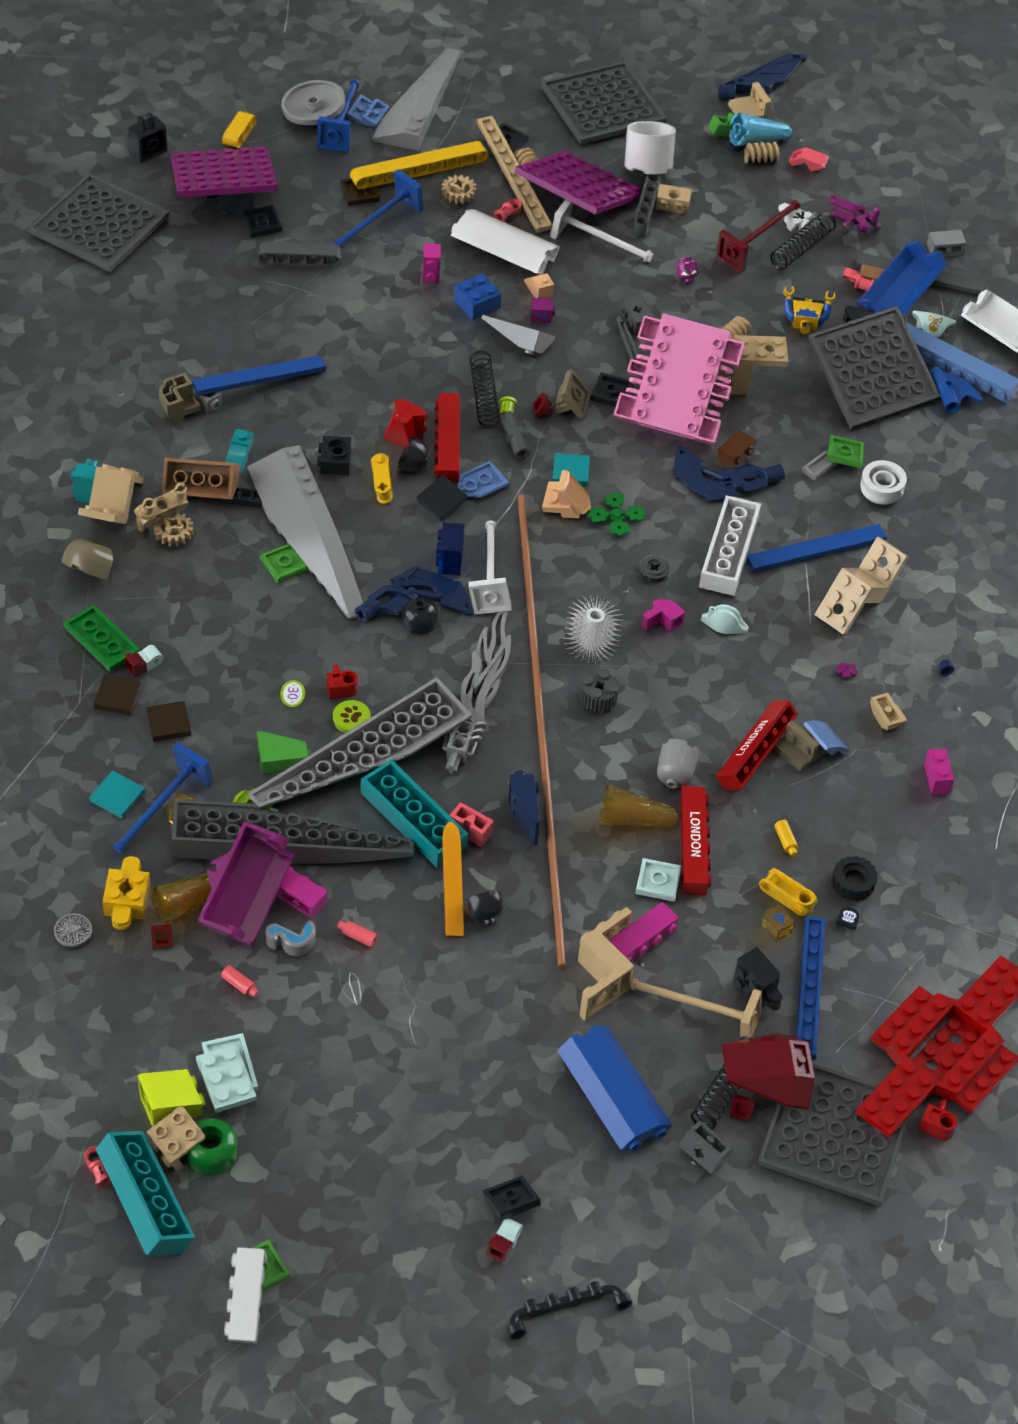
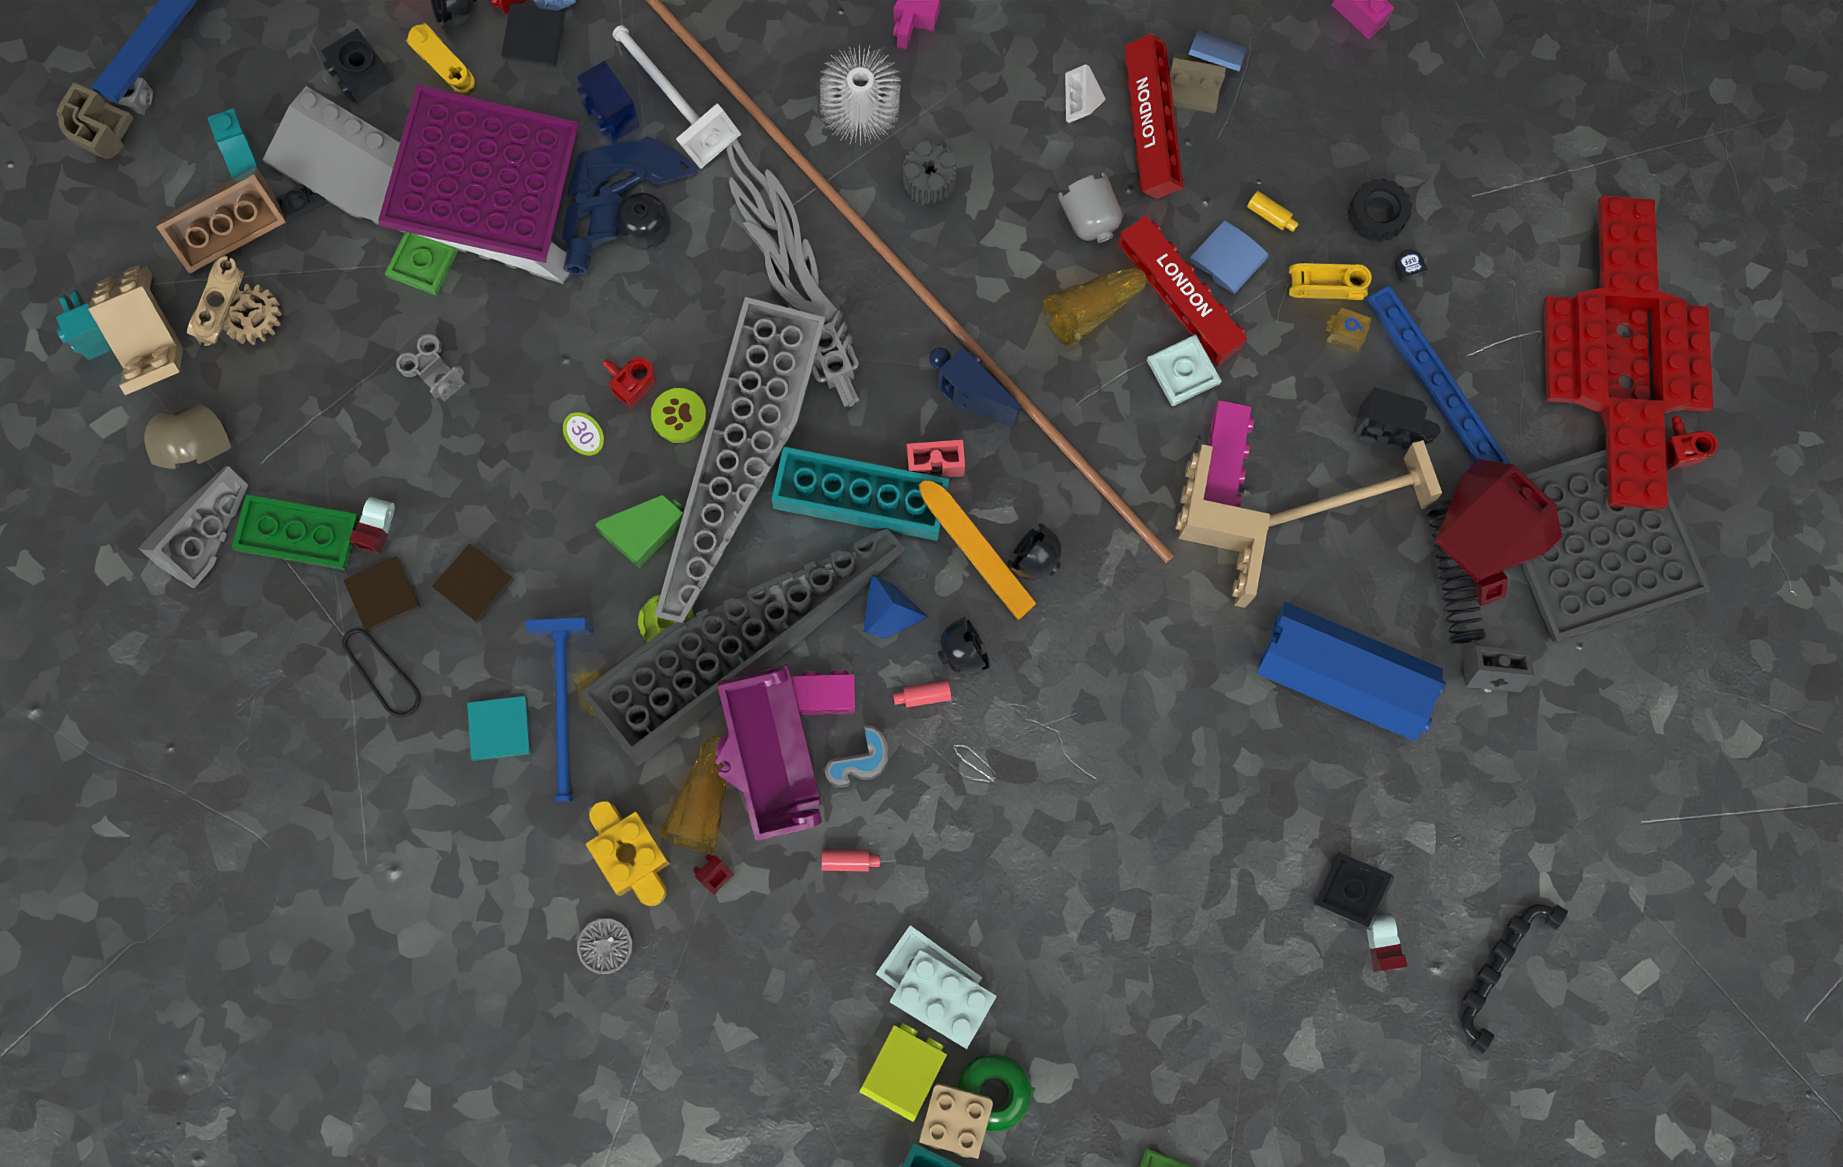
camera: 40 degrees left, 25 degrees up
(47, 606) = (192, 534): none -> light grey wedge
(72, 731) = (390, 661): none -> black piece
(242, 615) = (430, 366): none -> light grey piece
(351, 537) = (479, 174): none -> magenta plate
(377, 880) = (889, 610): none -> blue slope
(400, 923) = (962, 648): none -> black cylinder
(727, 712) = (1082, 93): none -> white slope
(739, 843) = (1229, 257): none -> medium blue slope

